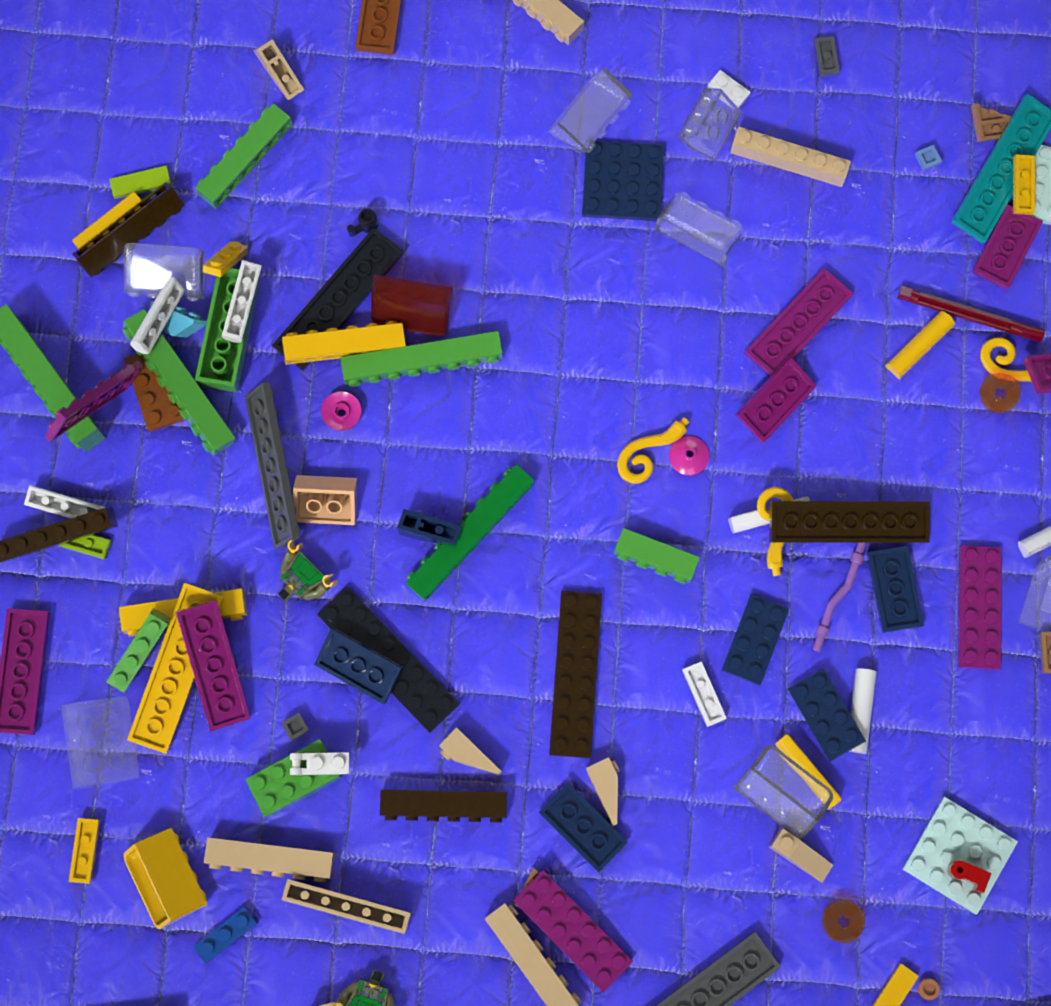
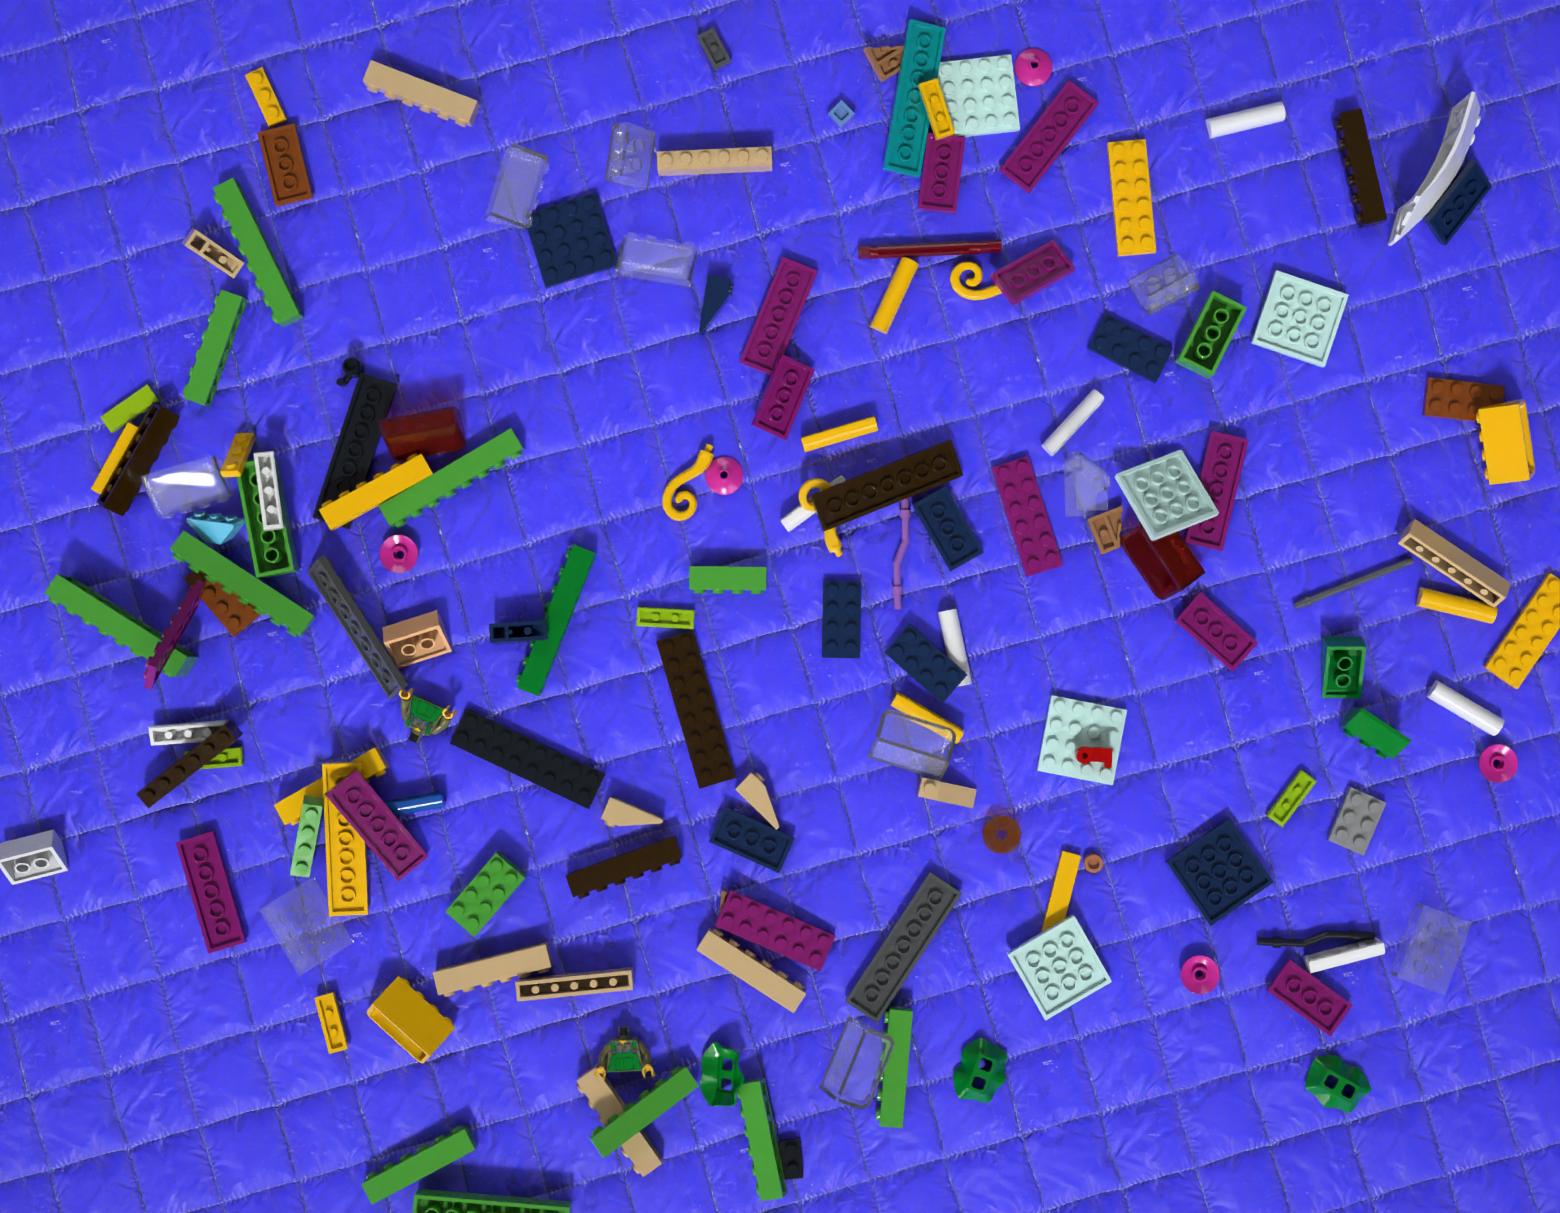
camera: 20 degrees left, 10 degrees up
(157, 316) = (198, 533): white brick -> none
(225, 935) = (481, 1046): blue plate -> none
(261, 661) = (416, 803): none -> blue brick
(295, 726) = (470, 848): dark grey plate -> none
(321, 85) = (258, 253): none -> bright green brick
(321, 763) = (504, 874): white plate -> none
(358, 665) = (504, 775): dark blue plate -> none
(579, 572) = (665, 618): none -> lime tile
(704, 694) = (814, 685): white plate -> none
(730, 87) = (635, 114): white plate -> none
(743, 283) = (715, 298): none -> dark blue slope
(819, 456) = (839, 434): none -> yellow brick
(1000, 381) = (976, 304): clear orange plate -> none

